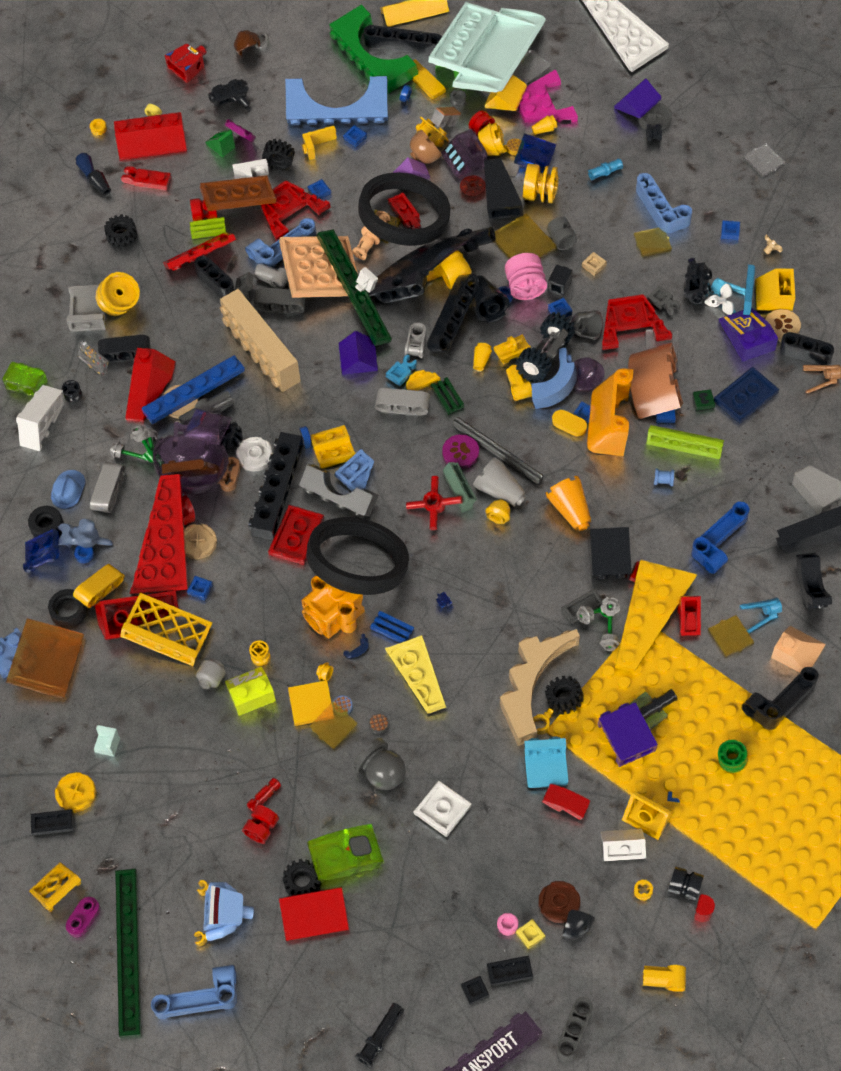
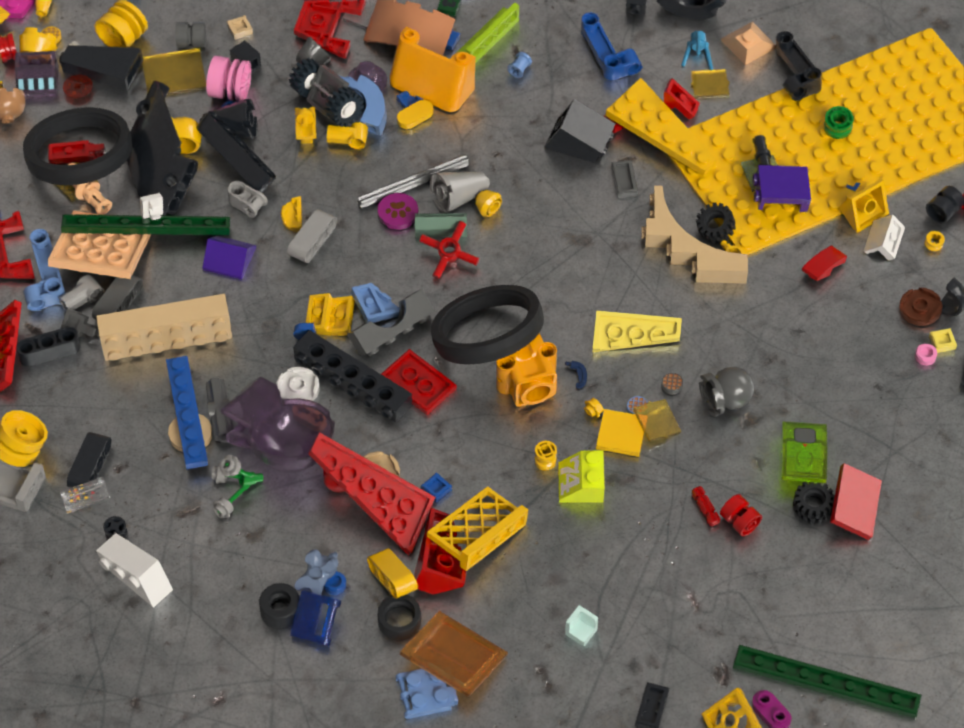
camera: 70 degrees left, 5 degrees down
(24, 378) = (71, 570): clear neon green brick -> none
(67, 489) = (241, 575): medium blue piece -> none
(75, 792) = (624, 677): yellow tile -> none
(107, 487) = (264, 532): light grey beam -> none
(149, 377) = (148, 454): red wedge -> none
(190, 468) = (295, 446): reddish brown container -> none
(200, 1000) = (897, 602): medium blue piece -> none
(210, 673) = (549, 505): light grey head -> none
(222, 911) = (821, 576): light blue torso -> none
(381, 615) = (568, 333): blue tile -> none
(400, 372) = (273, 225): dark azure plate -> none
(413, 167) = (20, 128): medium lavender slope -> none
(441, 384) = (324, 196): dark green tile -> none
(442, 808) = (788, 362): white plate -> none
(443, 600) = (563, 282): clear blue plate -> none
(481, 355) = (296, 153): yellow cone -> none
(534, 151) = (72, 21): clear blue plate -> none
(546, 762) = (777, 264): medium azure bracket -> none
(560, 306) = (277, 73): blue tile -> none
(570, 501) = (512, 141): light orange cone -> none
(607, 609) = (640, 172): light grey plant -> none

